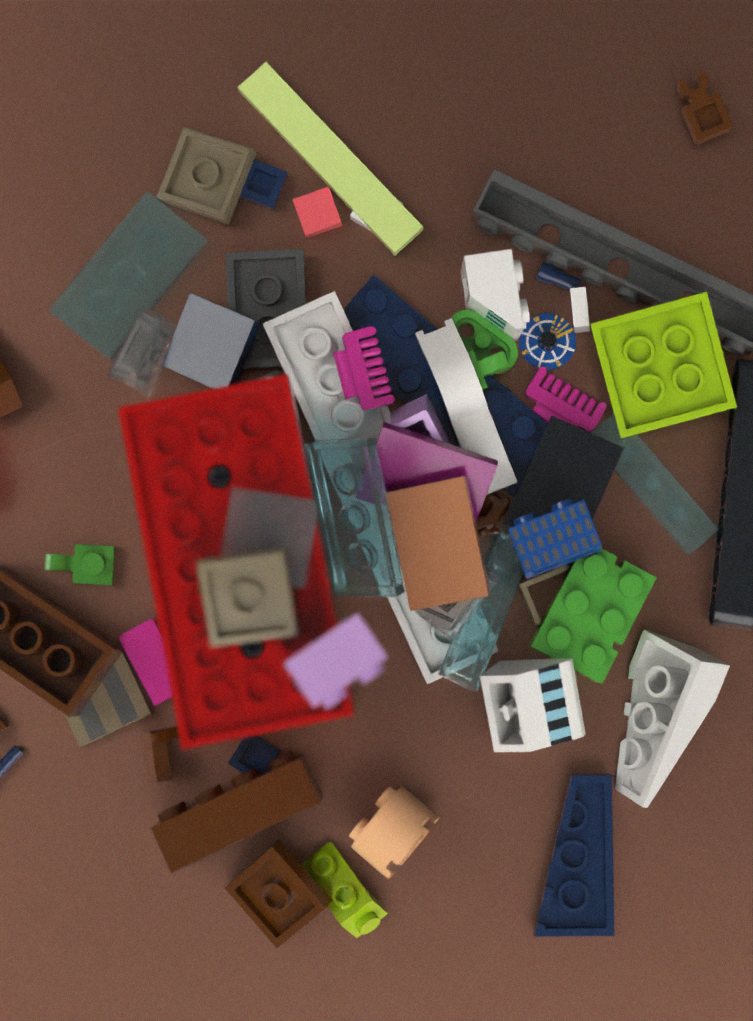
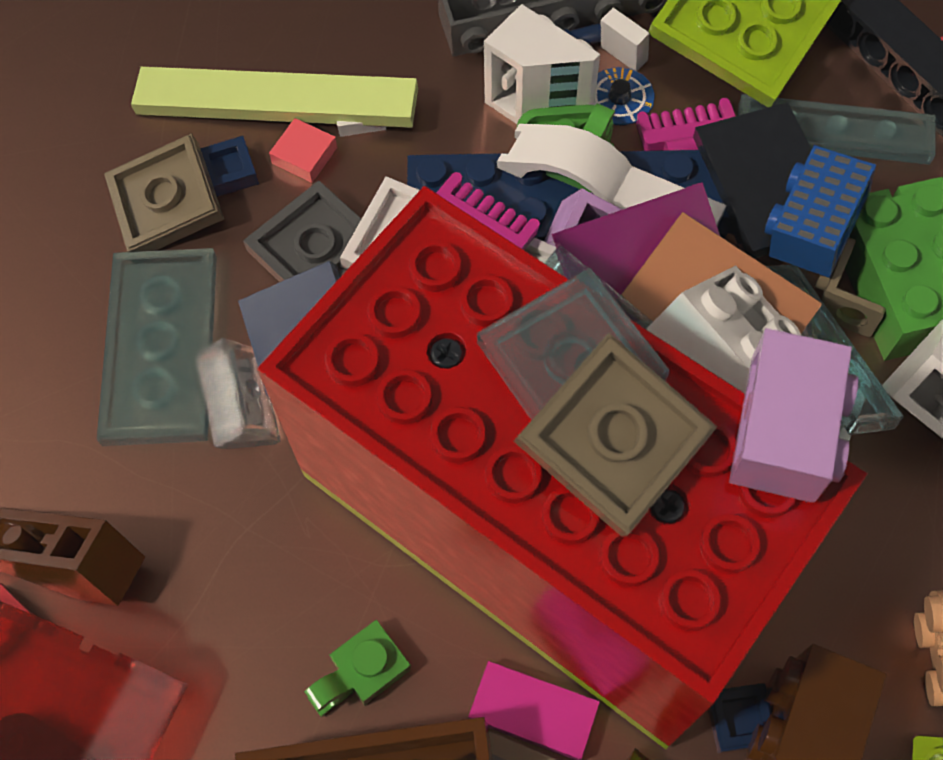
camera: 40 degrees left, 20 degrees down
(411, 572) = (721, 324): none -> white slope

